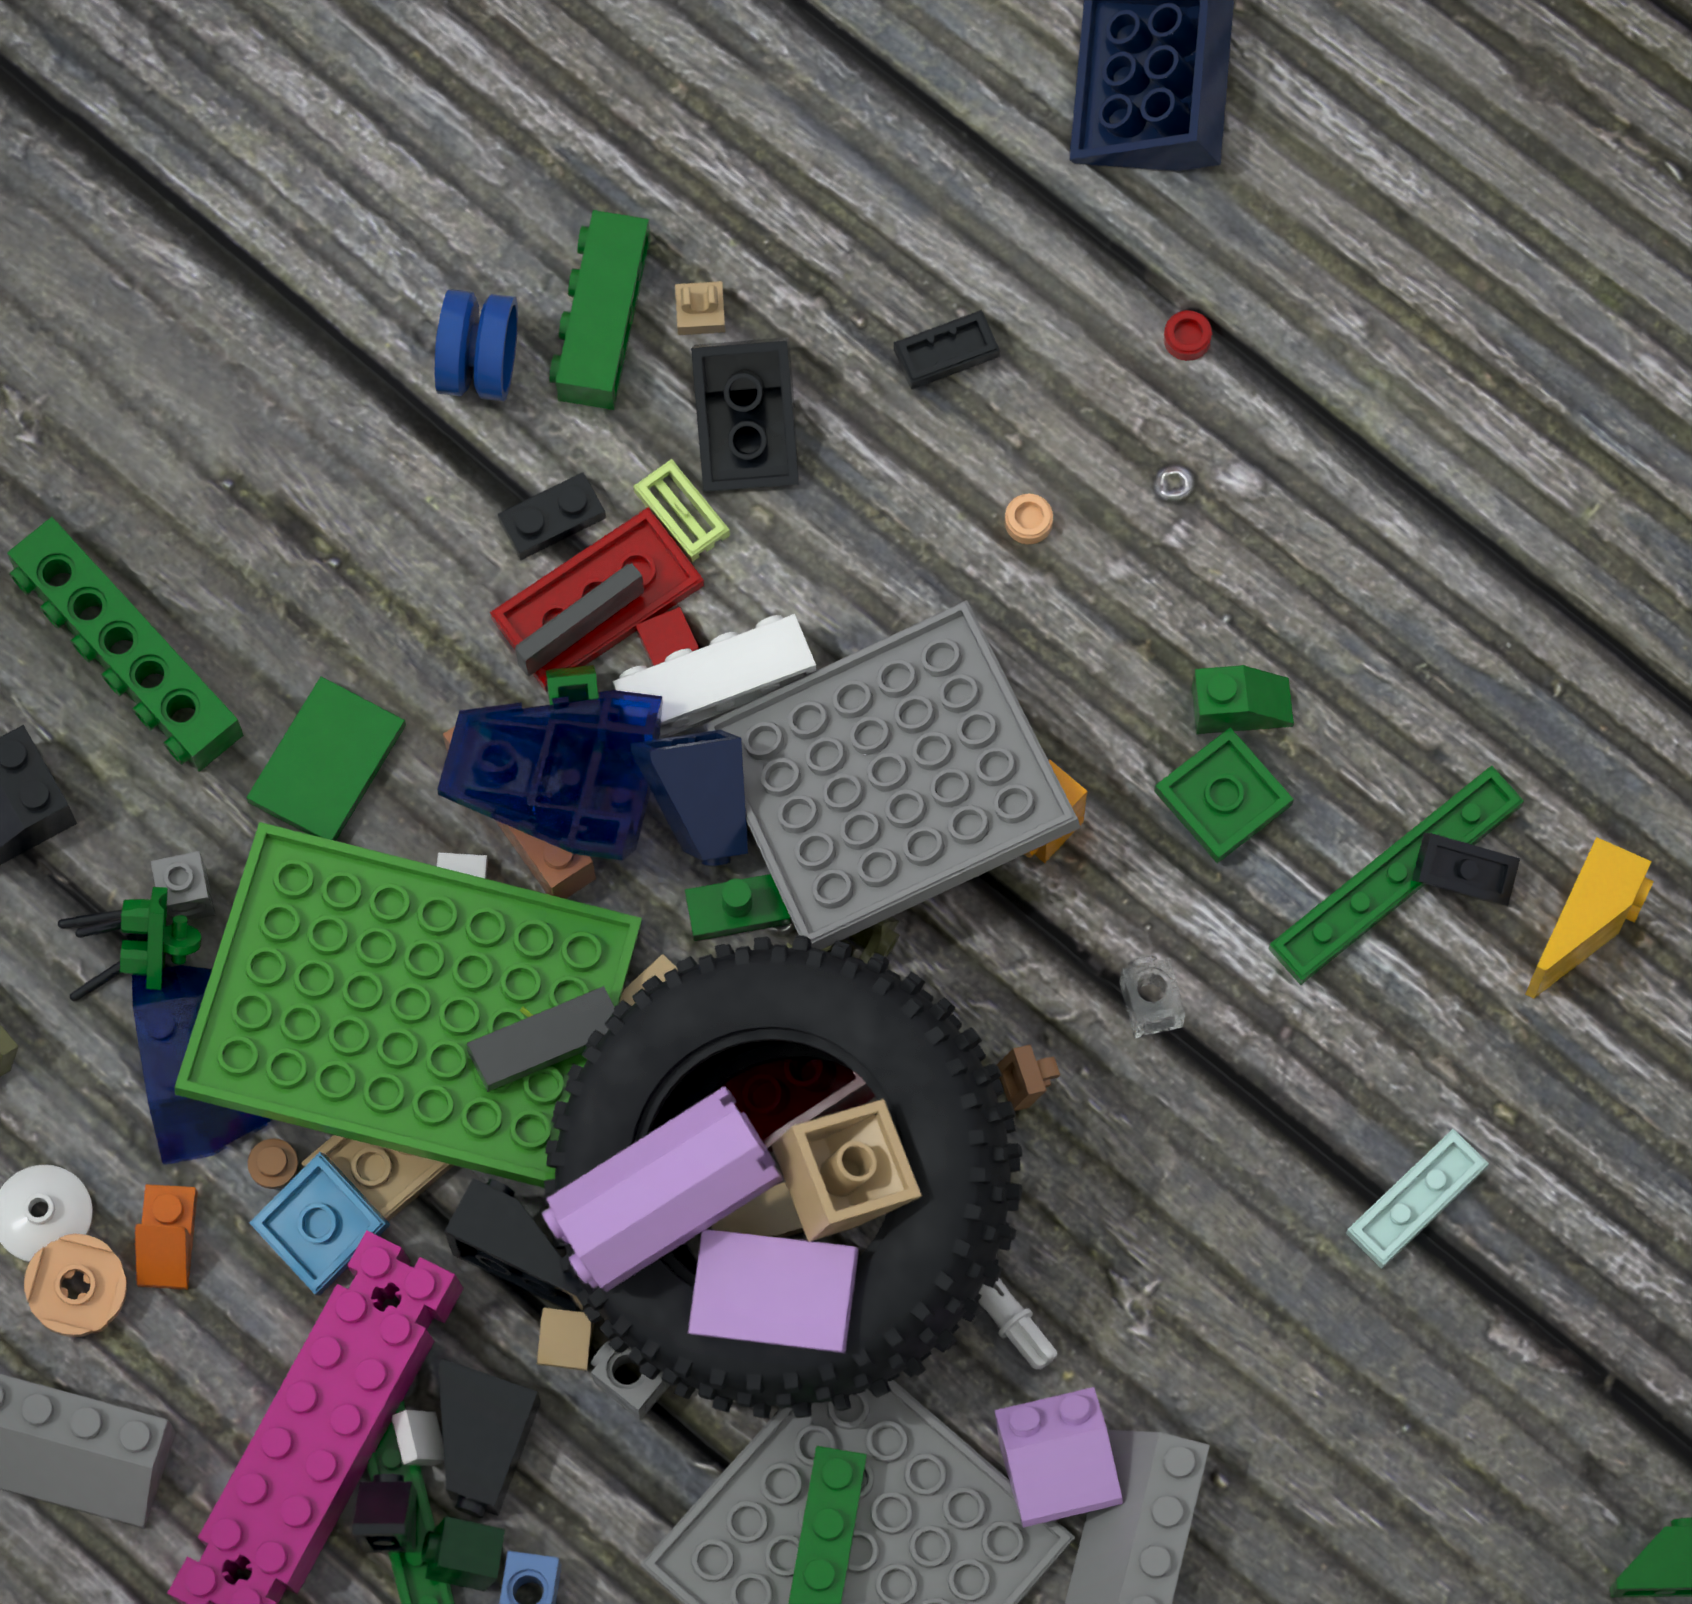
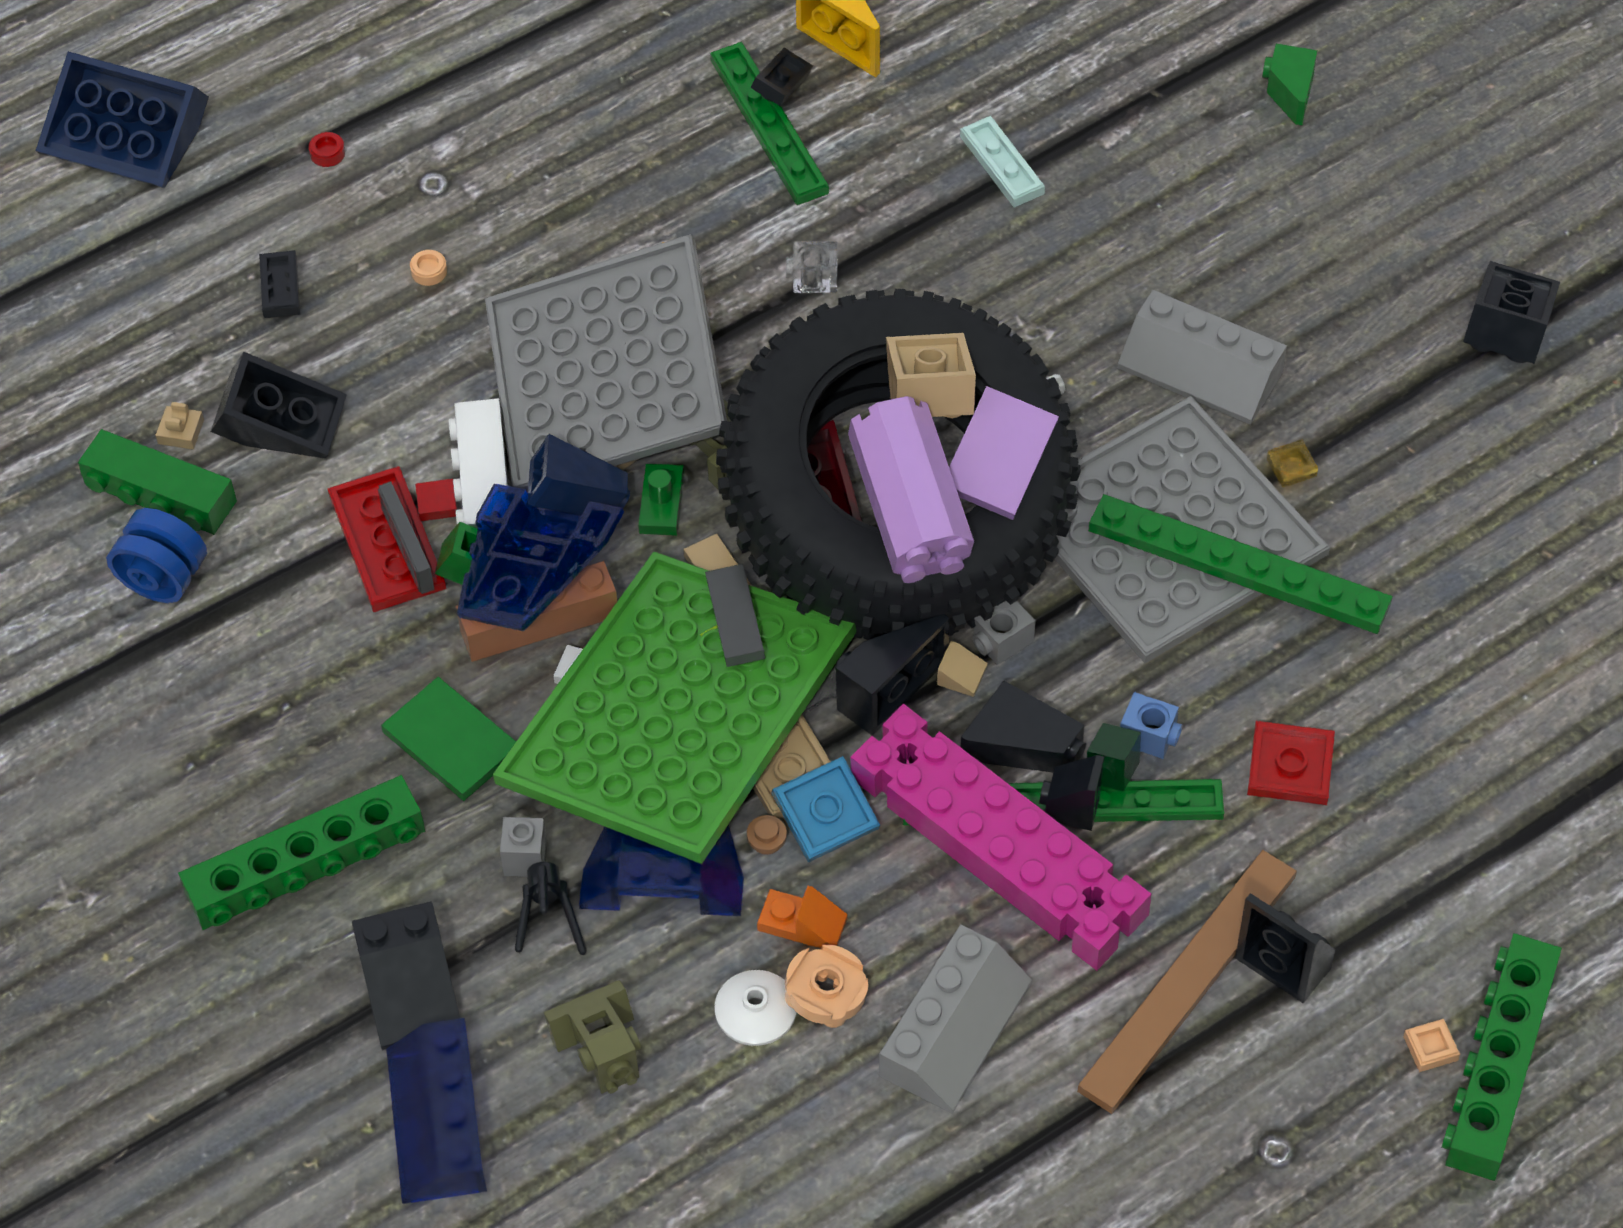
camera: 75 degrees left, 15 degrees down
(150, 918) = (566, 856): green hips -> none
(419, 1437) = (1016, 774): white tile -> none
(551, 516) = (308, 553): black plate -> none
(705, 540) = (316, 486): yellowish green tile -> none
(1058, 1457) = (1135, 382): lavender slope -> none
(1223, 795) = (679, 198): green plate -> none
(1240, 699) = (612, 178): green slope -> none

